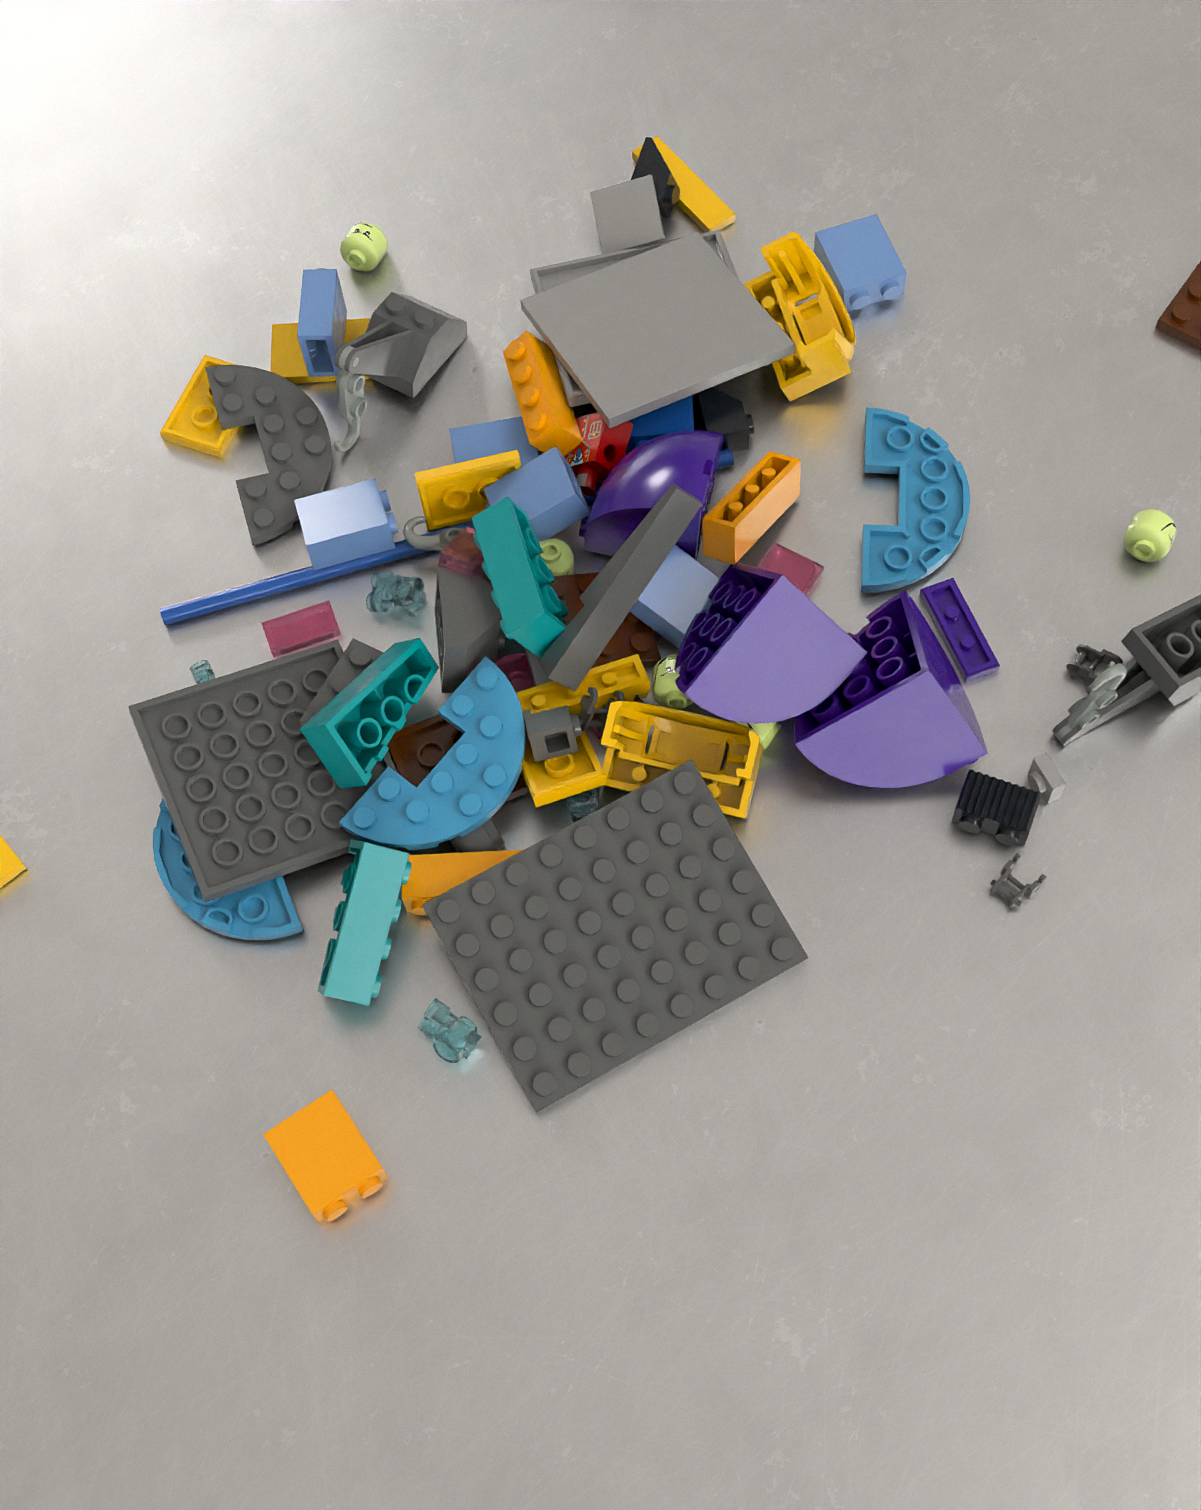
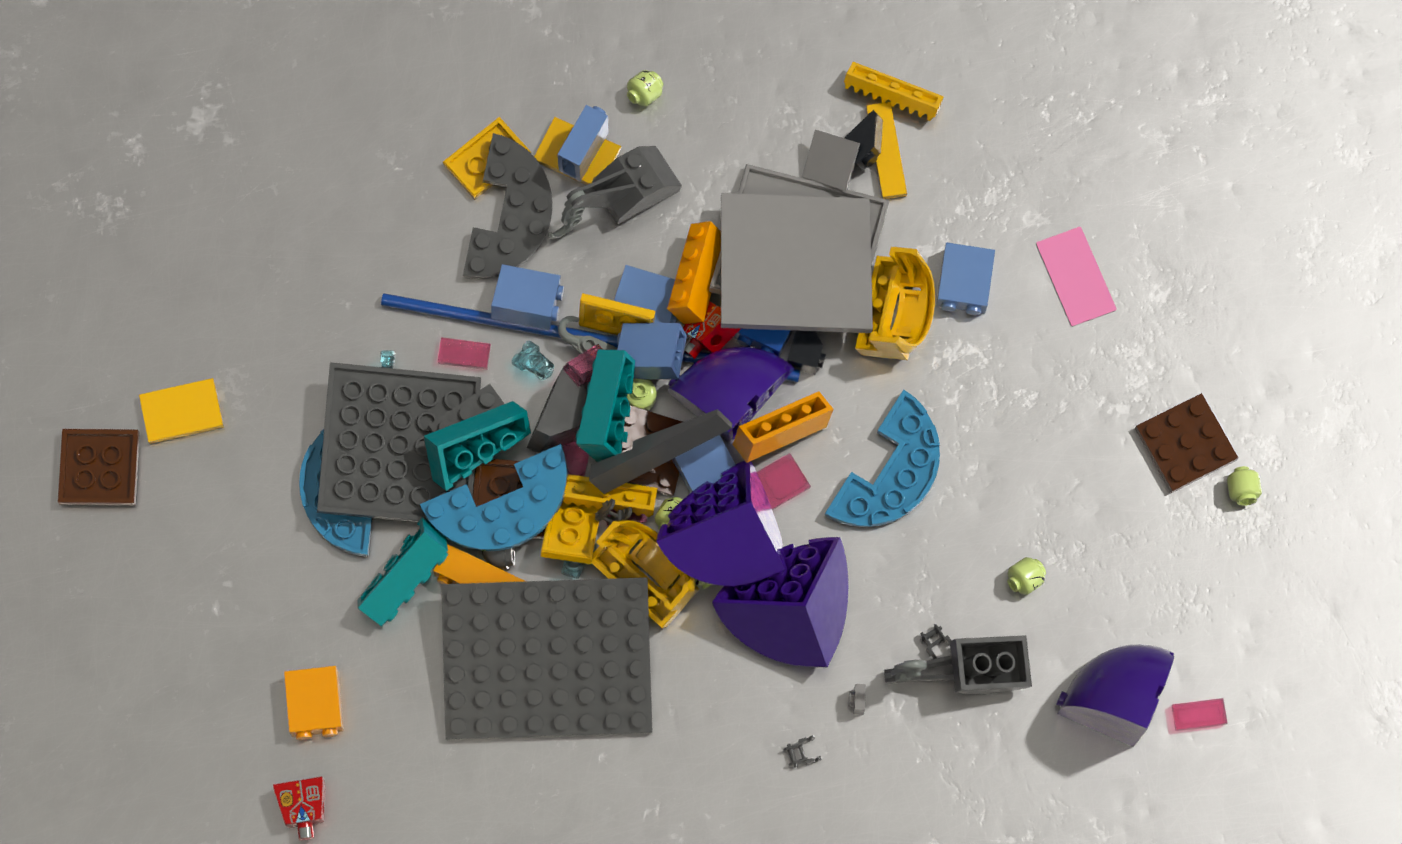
camera: 20 degrees right, 10 degrees up
(381, 1309) = (302, 804): none -> red torso
(452, 1034) = (422, 670): clear light blue plate -> none
(552, 732) = (575, 514): dark grey brick -> none
(654, 119) = (893, 89): none -> yellow gear
(959, 630) = (870, 573): dark purple tile -> none
(980, 210) = (1076, 276): none -> bright pink sticker
(996, 808) = (817, 701): black brick -> none

